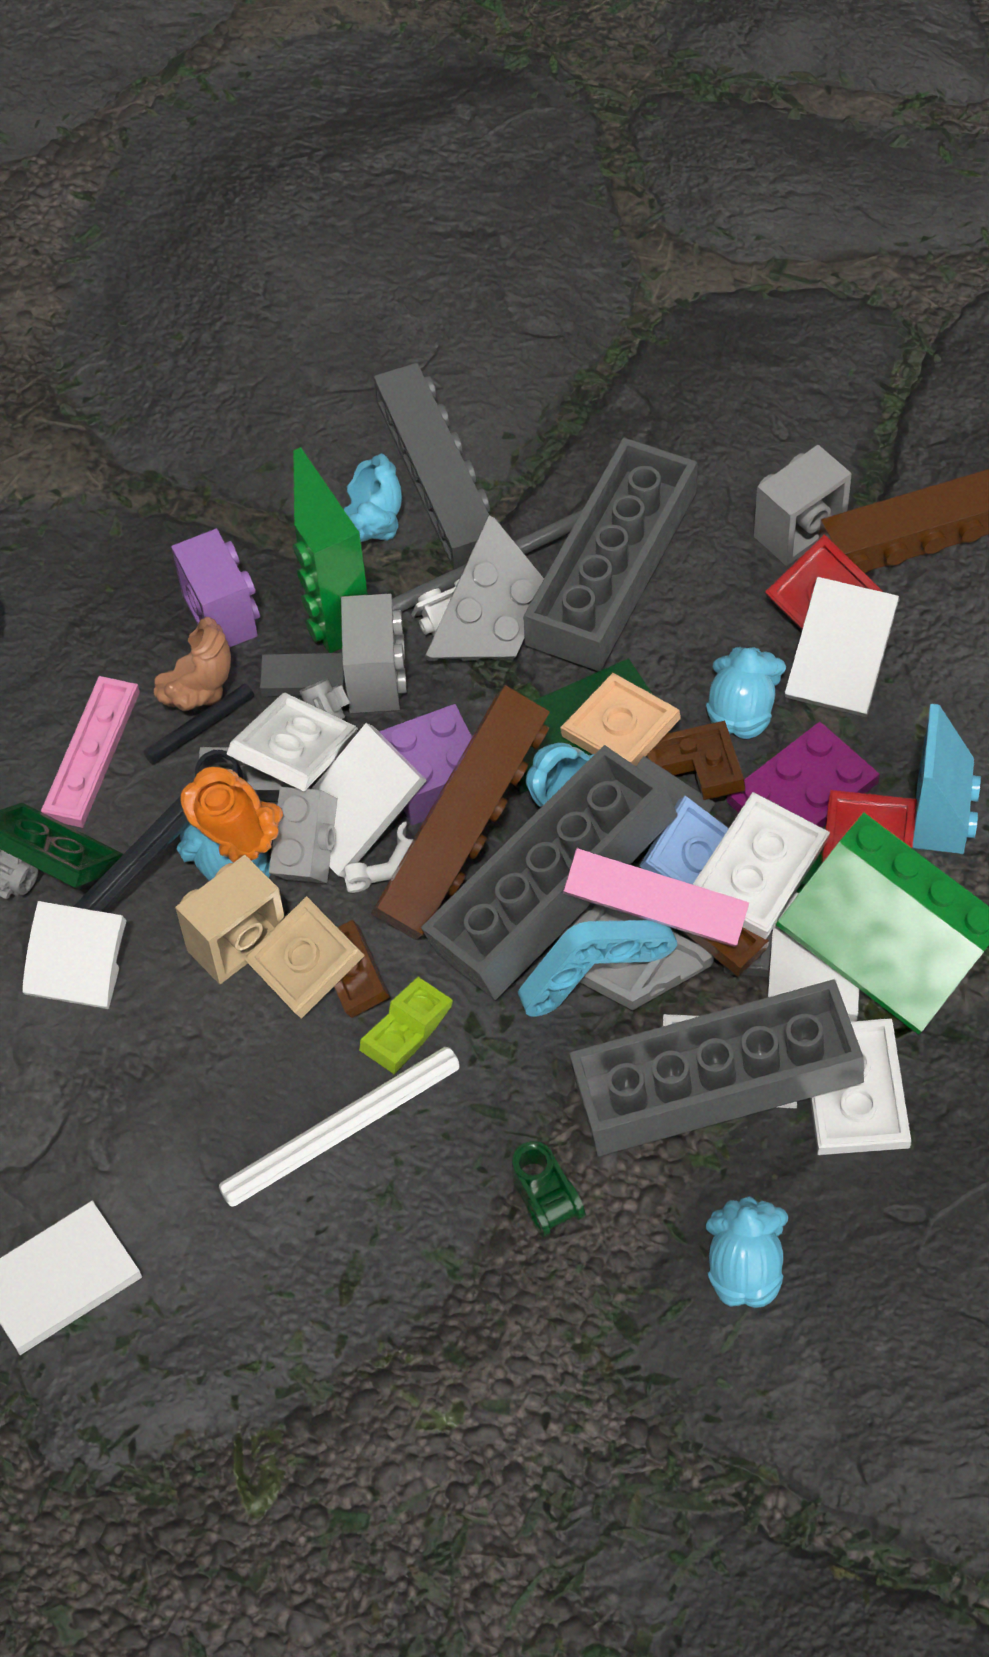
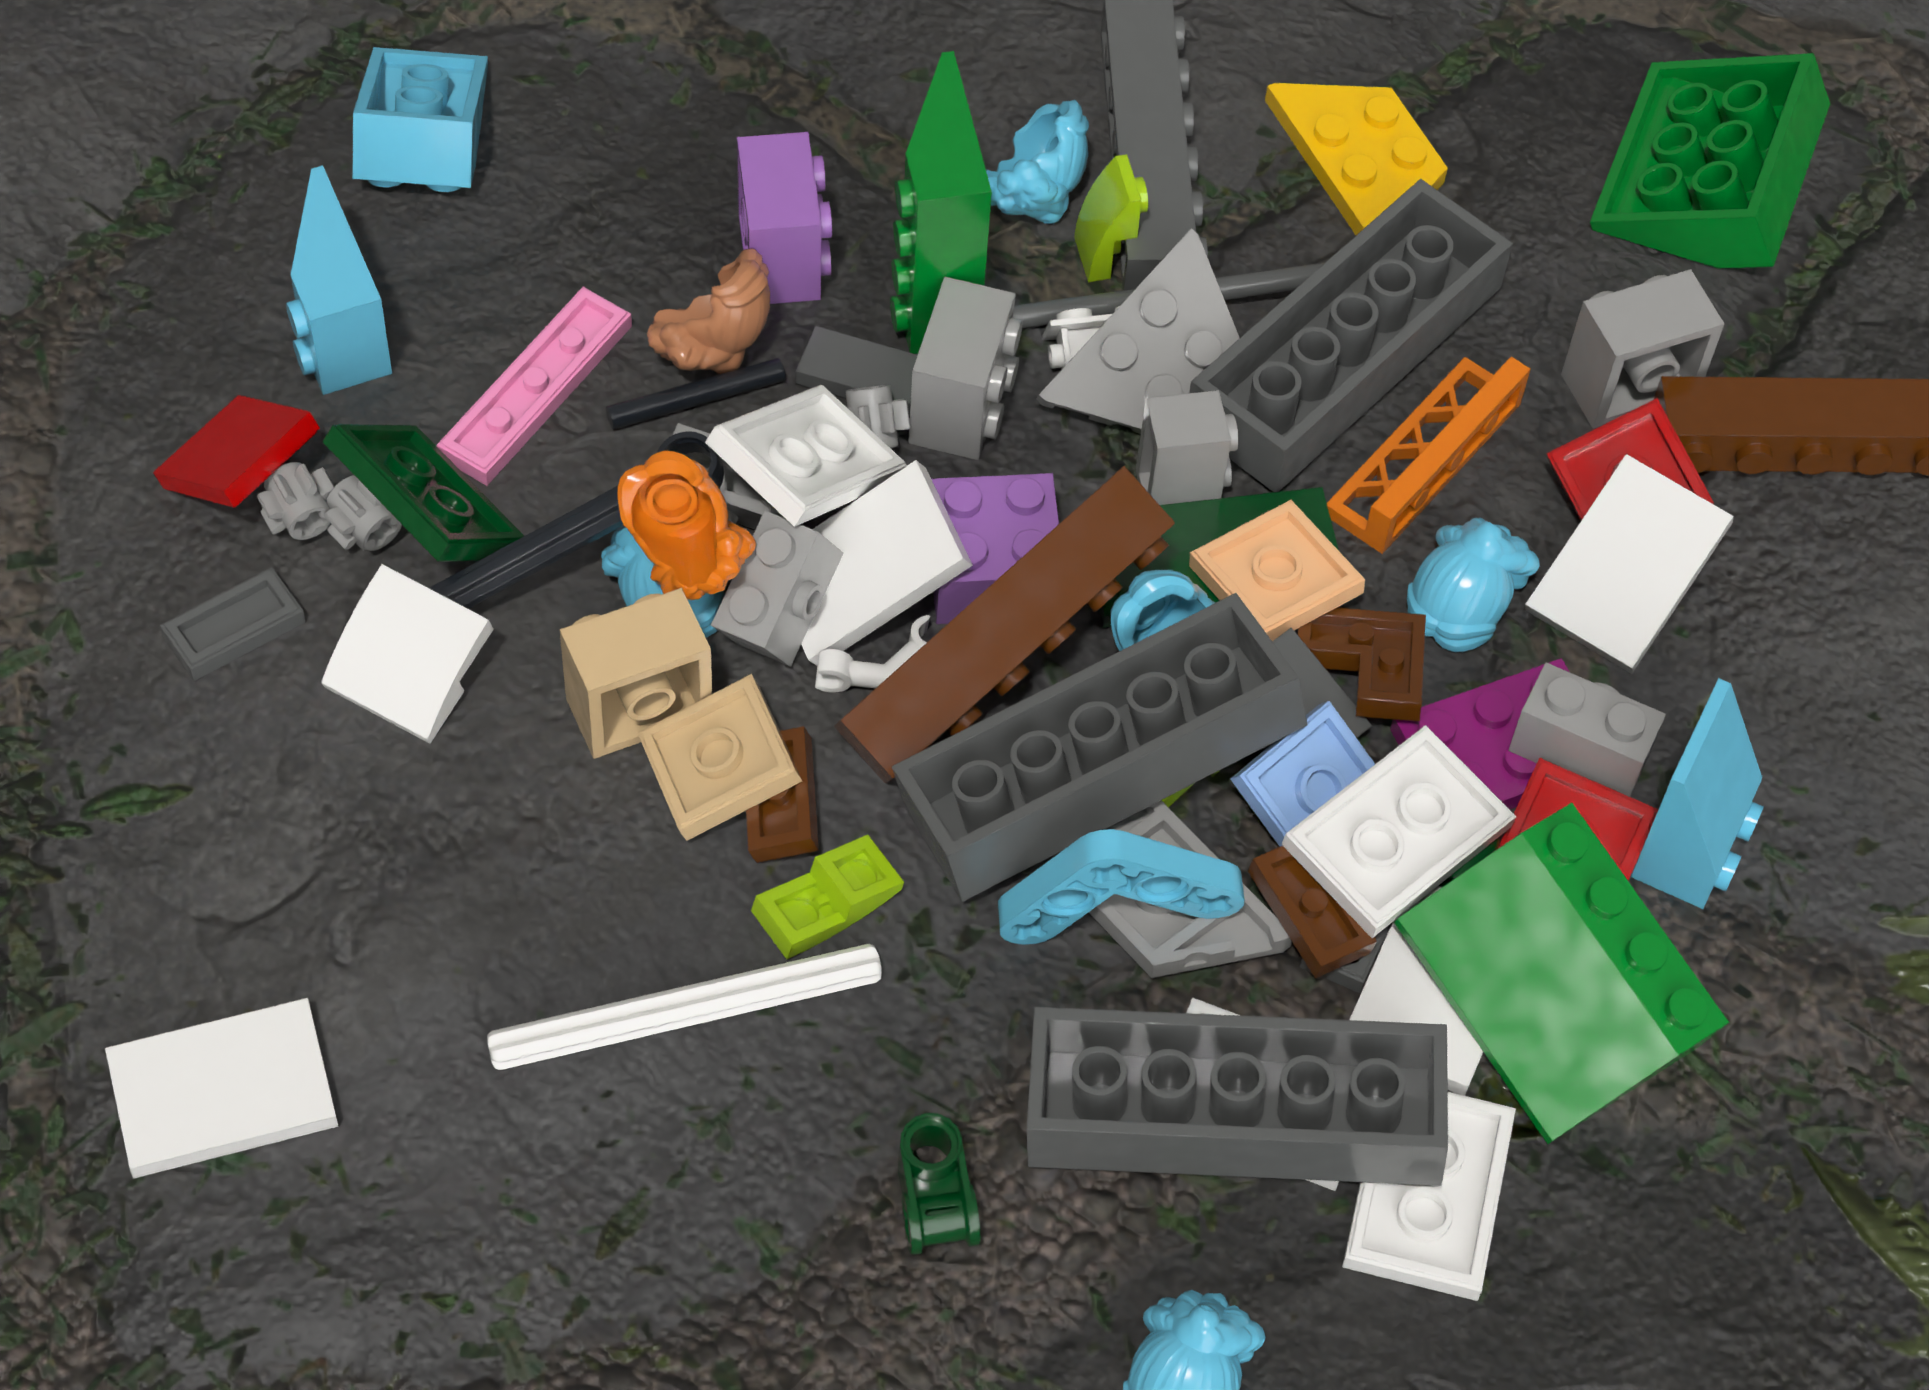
camera: 10 degrees right, 0 degrees up
(429, 523) = (1109, 216): none -> lime slope
(535, 659) = (1186, 447): none -> light grey brick
(571, 427) = (1356, 144): none -> yellow wing
(655, 897) = (1232, 829): bright pink tile -> none
(694, 618) = (1434, 461): none -> orange fence
(803, 365) = (1715, 158): none -> green slope
(854, 762) = (1586, 729): none -> light grey brick

